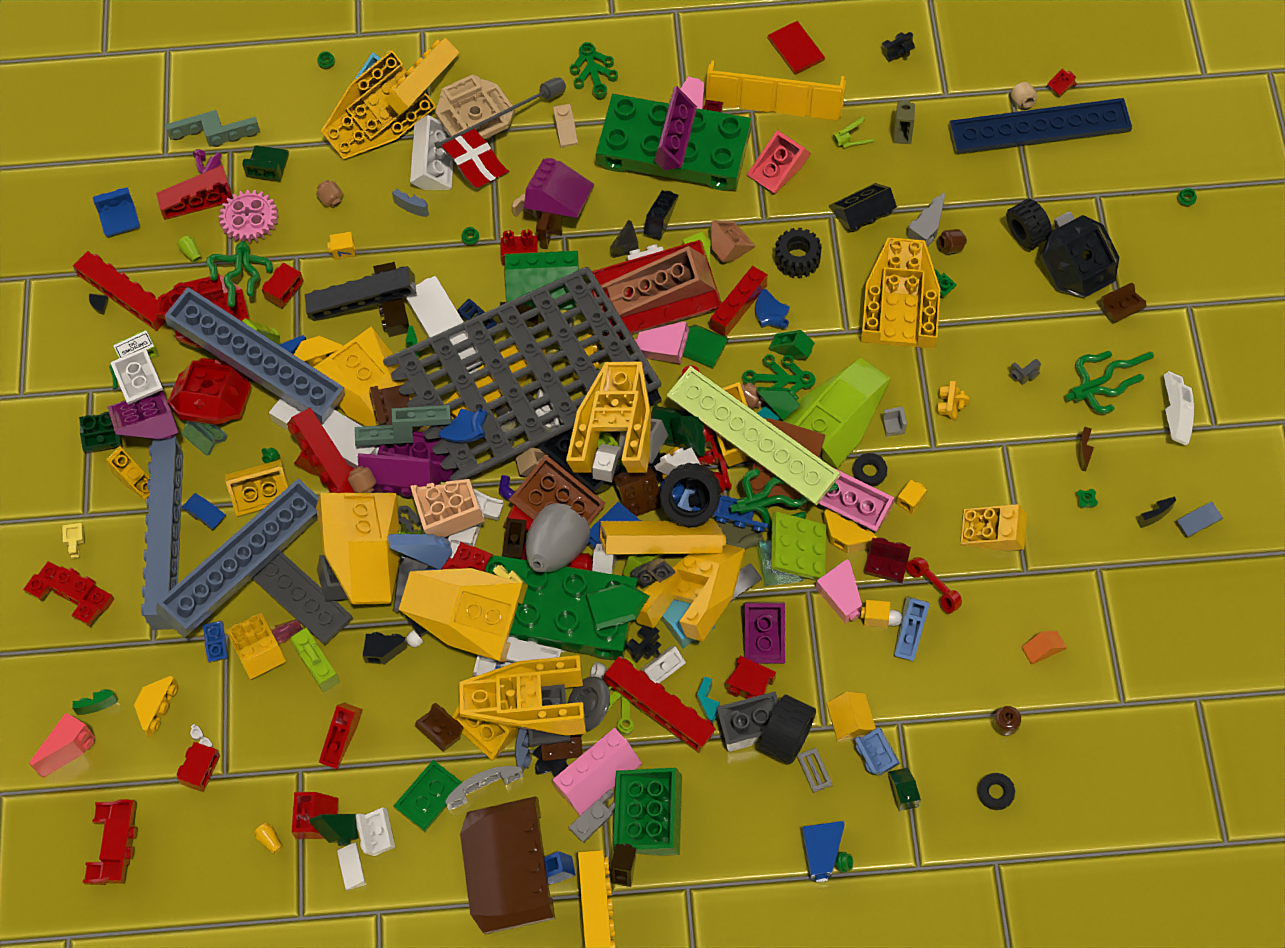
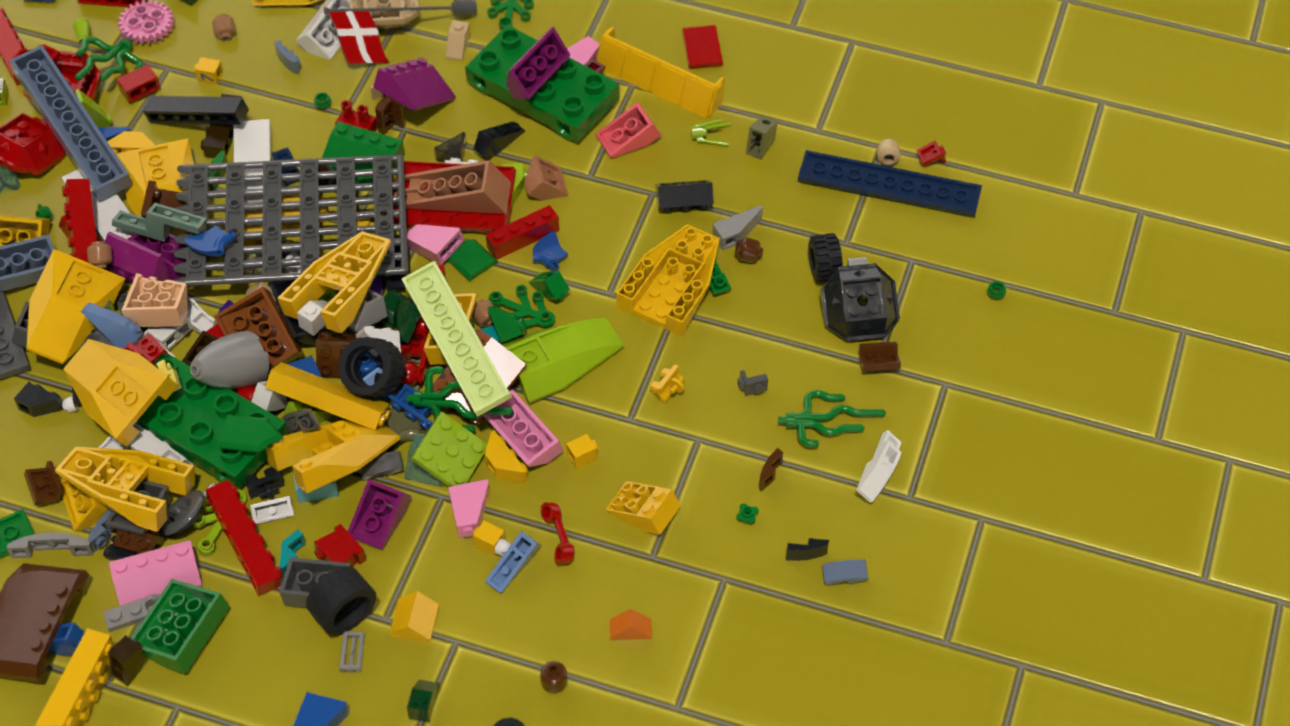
camera: 20 degrees right, 10 degrees down
(802, 241) = (595, 200): black tyre -> none
(870, 458) = (561, 425): black tyre -> none
(877, 752) = (416, 657): medium blue bracket -> none
(887, 560) = (525, 495): dark red bracket -> none
(894, 421) = (604, 381): light grey panel -> none
(900, 46) = (795, 75): black hips -> none

